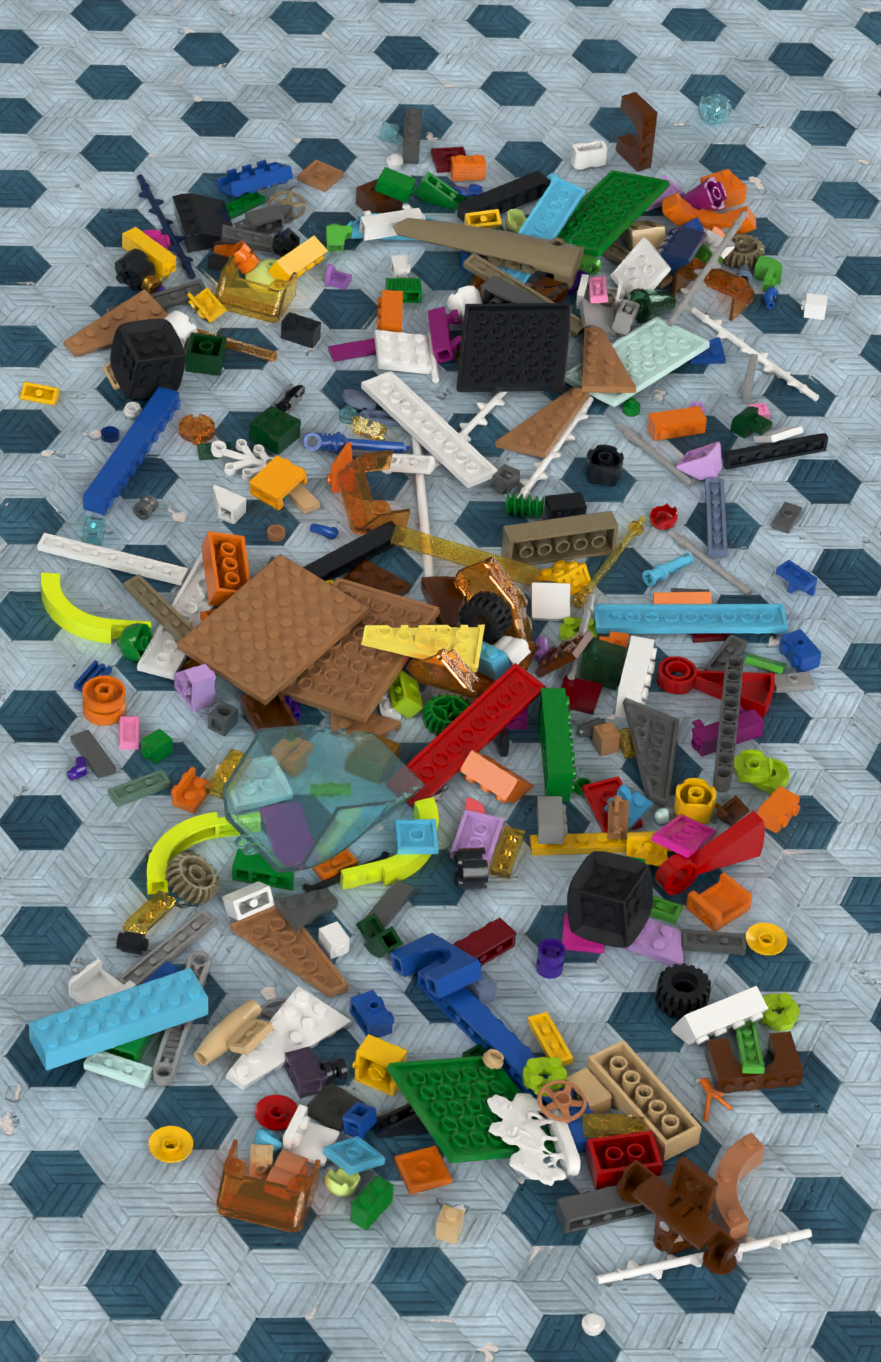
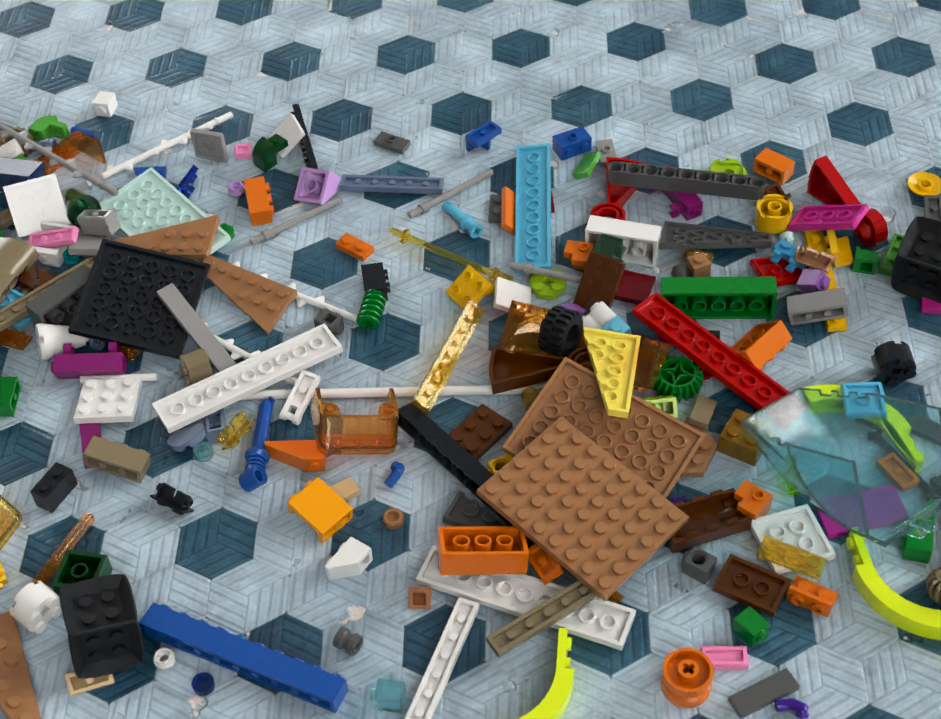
camera: 80 degrees left, 5 degrees up
(91, 672) = (640, 692): blue tile -> none
(134, 641) = (590, 647): green cylinder -> none
(139, 788) = (811, 647): sand green tile -> none
(190, 430) = (213, 601): clear orange plate -> none
(190, 549) = (420, 597): none -> nougat slope
(196, 686) = (659, 588): lavender brick -> none
(203, 751) = (751, 585): none -> reddish brown plate
(204, 451) = (246, 579): clear green tile -> none
(246, 459) = (282, 522): white plant -> none
(274, 430) = (227, 513): dark green brick -> none
(331, 360) = (117, 459): none -> dark tan brick
(390, 311) = (41, 407): orange brick -> none
(406, 732) = (702, 412): none -> dark tan tile
(438, 396) = (195, 366): none -> dark tan brick
(474, 805) = (796, 367): coral tile -> none
(478, 831) = (838, 363): lavender plate -> none
(485, 389) = (195, 327): none -> light grey tile
(507, 852) = (851, 342): clear yellow plate -> none
(560, 538) = (429, 284): dark tan brick -> none
(588, 821) = (813, 280): none -> medium lavender brick
(604, 465) = (318, 250): black brick -> none
(620, 496) = (354, 247): none -> orange plate
(663, 517) = (393, 214): red hair -> none
(704, 373) = (184, 185): none -> clear blue plate
(719, 903) = (893, 212): orange panel -> none
(732, 646) = (580, 189): dark grey plate -> none

